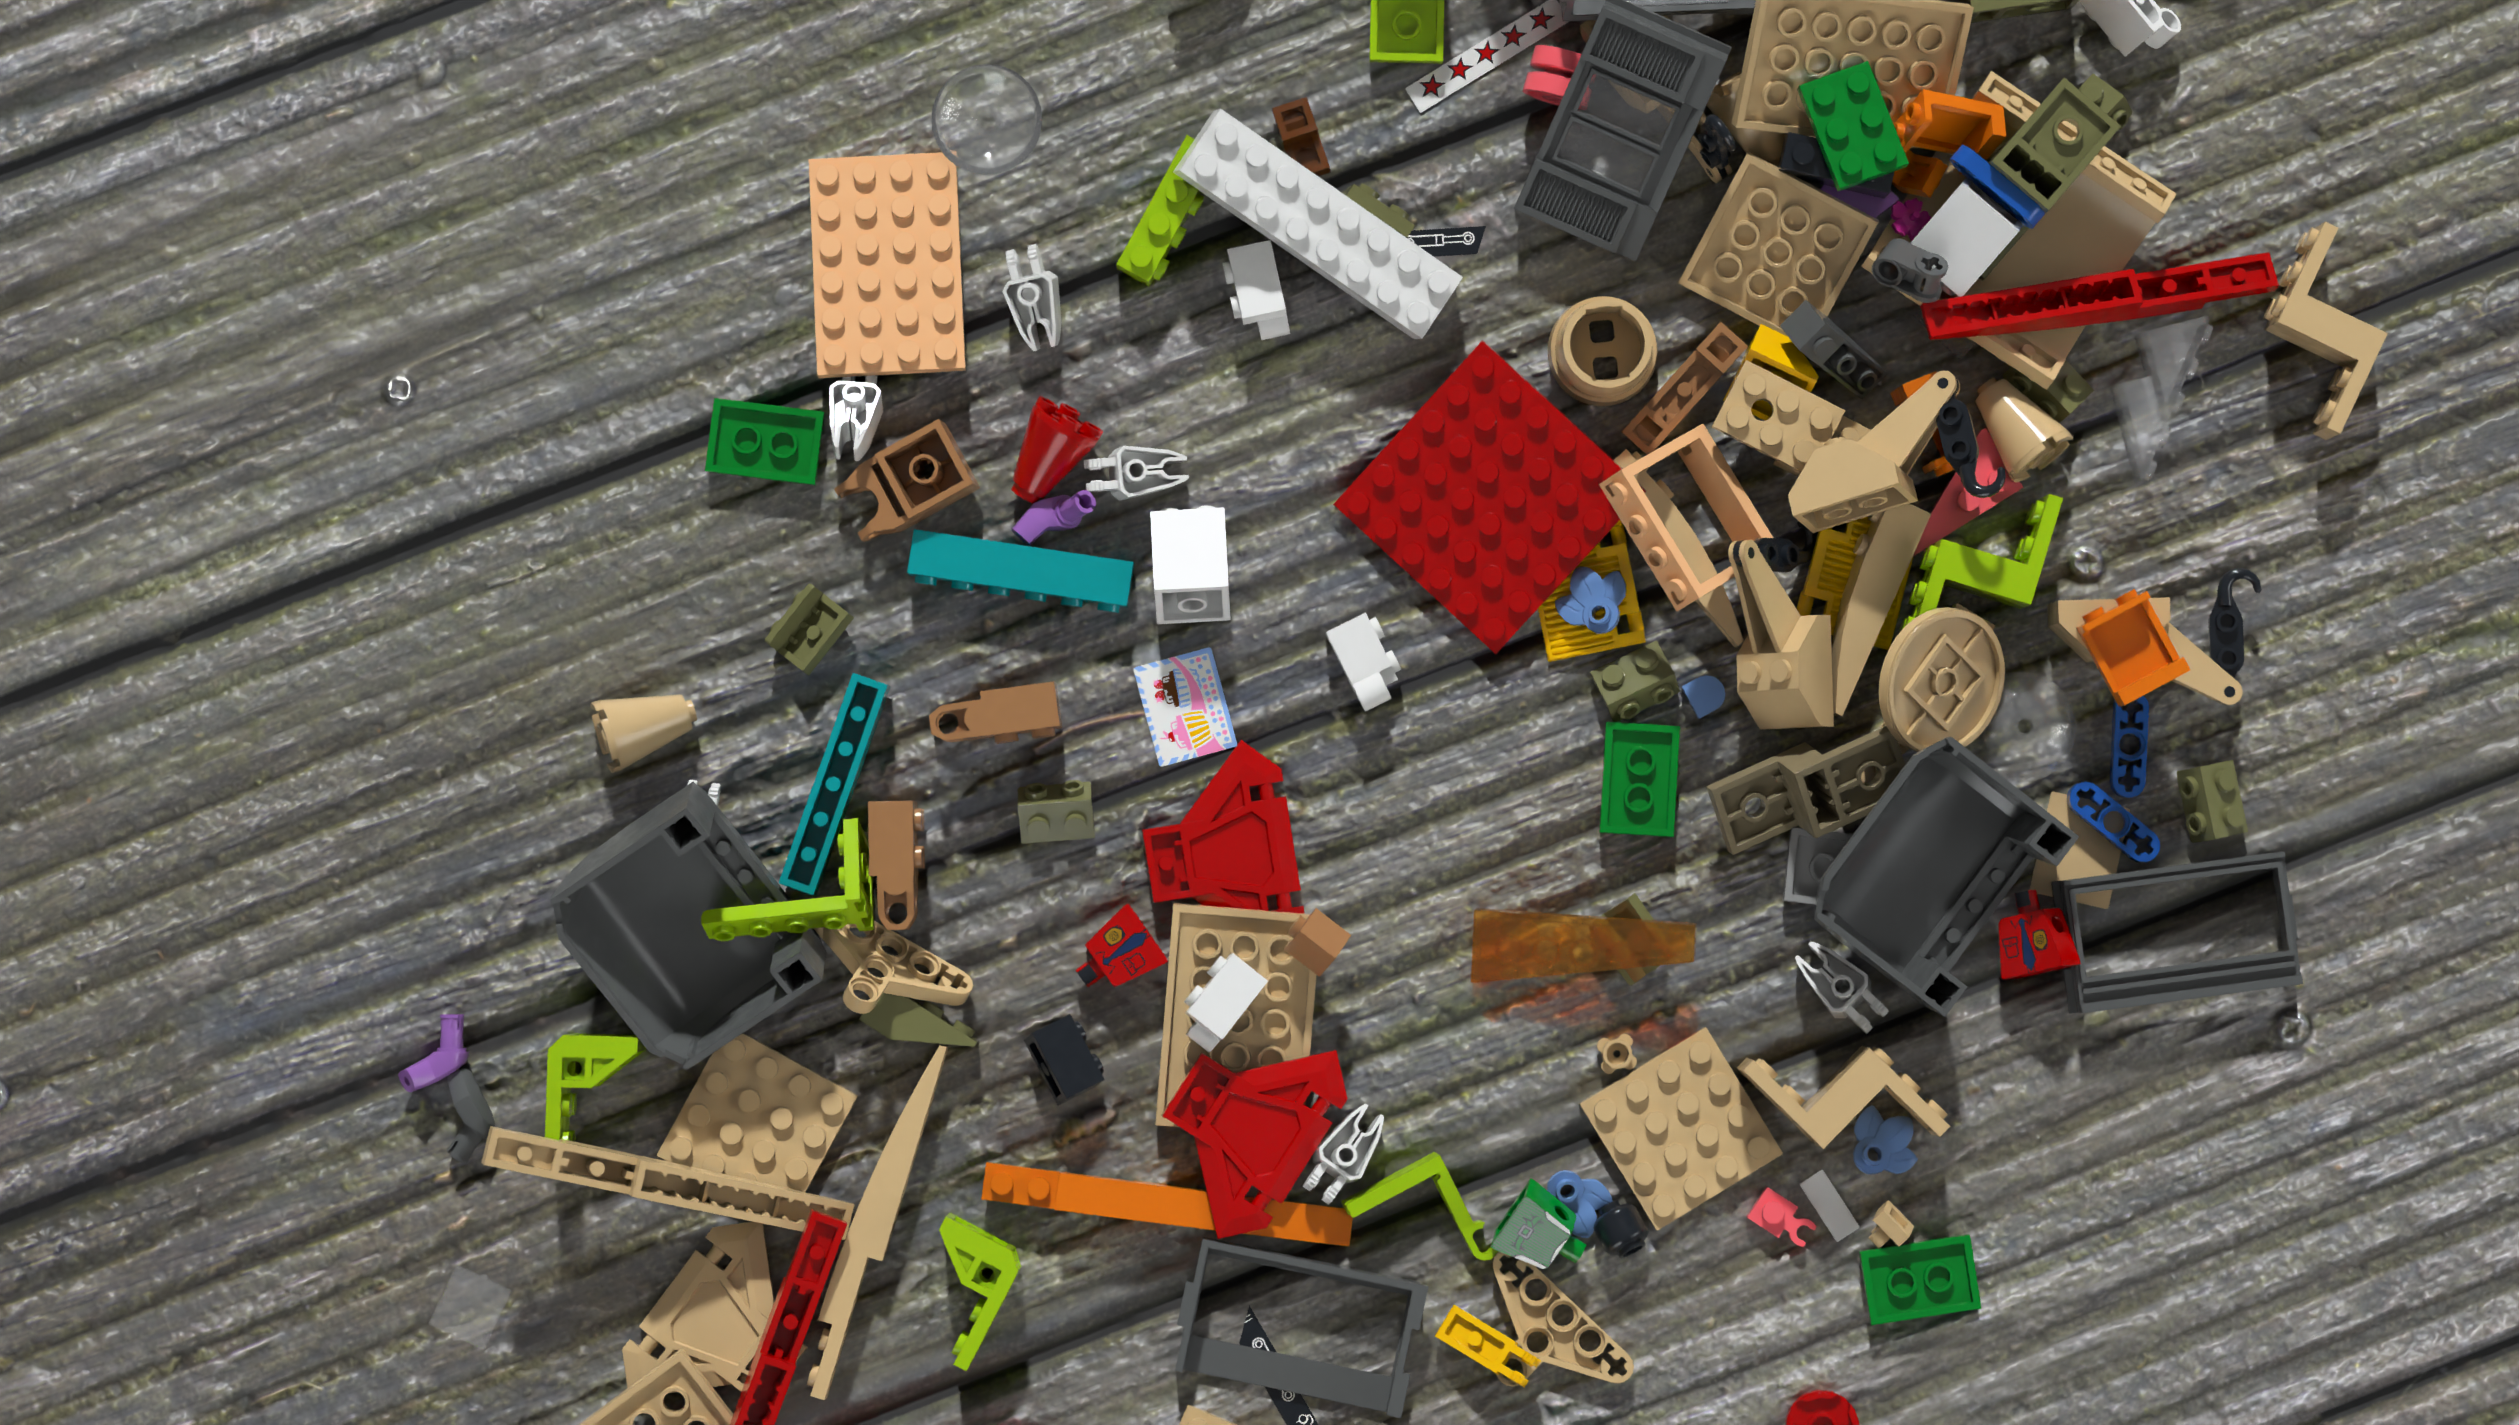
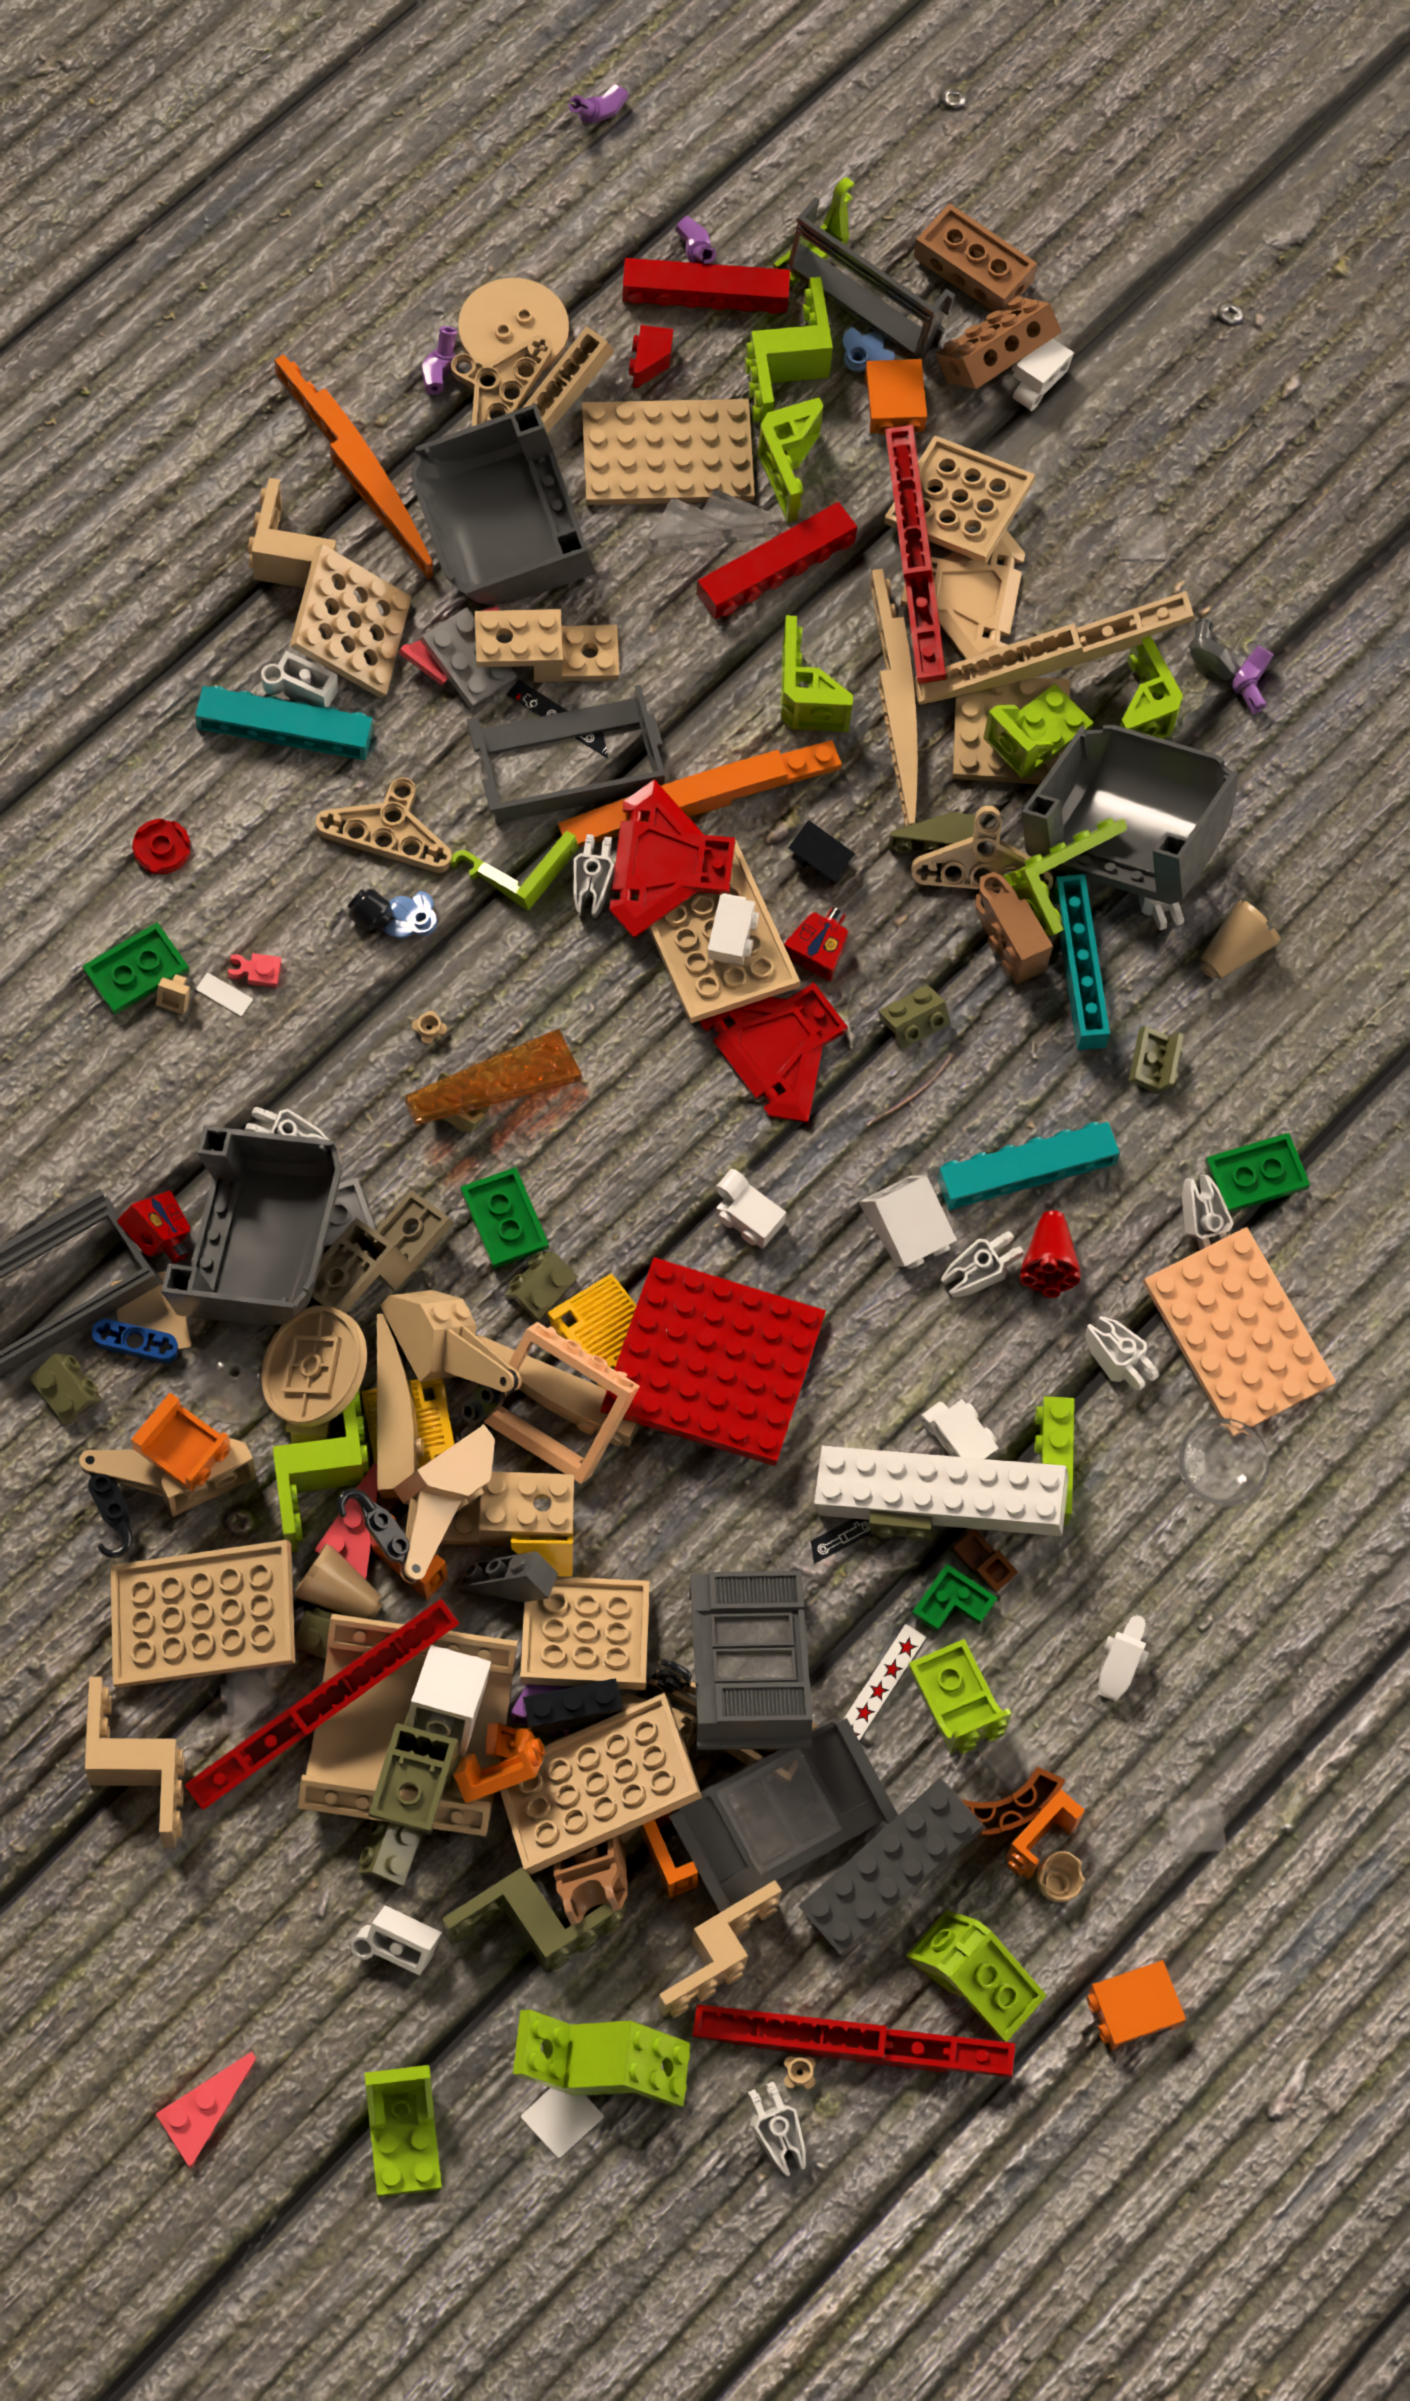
camera: 150 degrees right, 20 degrees down
(734, 1097) = (1036, 732): none -> lime bracket
(897, 480) = (1137, 1190): medium nougat brick -> none
(1003, 714) = (987, 1056): medium nougat brick -> none
(1053, 515) = (1024, 1214): medium lavender arm -> none
(1185, 706) = (859, 1129): sticker -> none
(1316, 941) = (686, 992): medium nougat brick -> none
(1356, 120) = (950, 1592): none -> green plate
(1483, 1344) = (429, 793): yellow hinge -> none
(1538, 1229) = (429, 882): green torso -> none
(1553, 73) = (824, 1685): coral wheel -> none
(1573, 352) = (702, 1493): tan piece -> none
(1590, 595) = (603, 1326): medium blue plate -> none
(1681, 1128) = (357, 998): tan plate -> none
(1684, 389) = (607, 1504): medium nougat slope -> none
(1704, 694) = (485, 1299): medium blue tile -> none
(1845, 1095) = (250, 1059): tan bracket -> none
(1852, 126) = (575, 1729): green plate -> none
(1887, 1138) = (203, 1052): medium blue plate -> none
(1909, 218) = (495, 1706): dark pink plant -> none
(1909, 269) = (480, 1643): dark grey piece -> none
(1997, 186) = (468, 1739): blue beam -> none
(2136, 772) = (132, 1385): blue beam -> none
(2182, 459) = (202, 1614): none -> tan plate

